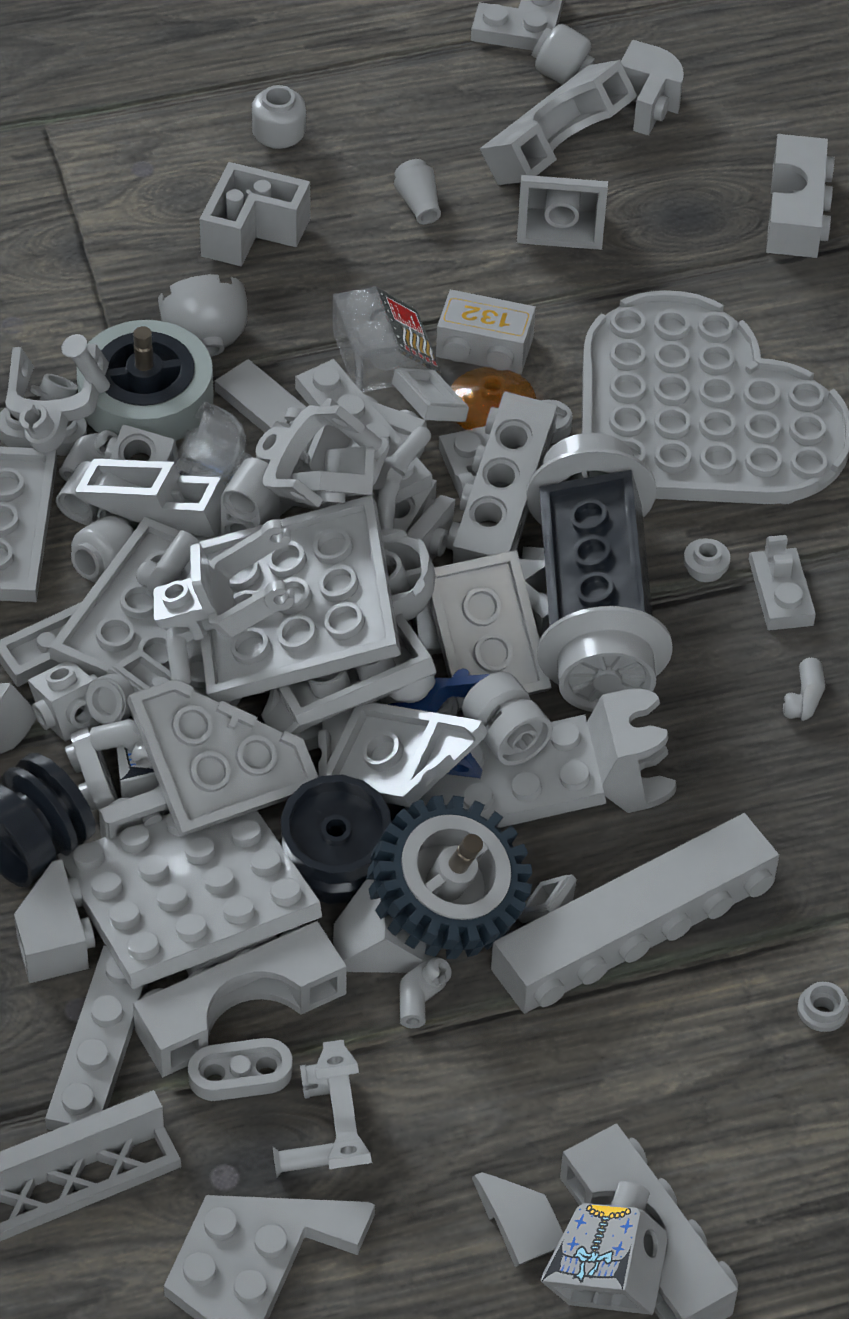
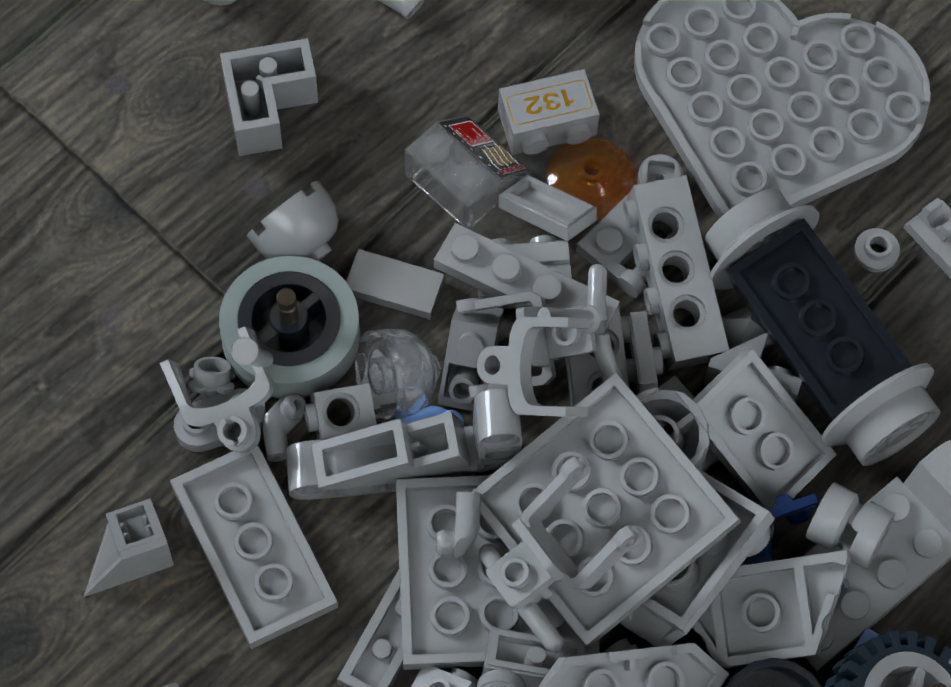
camera: 30 degrees left, 15 degrees up
(98, 545) = (368, 524): light grey head -> none
(345, 474) = (574, 369): light grey bracket -> none

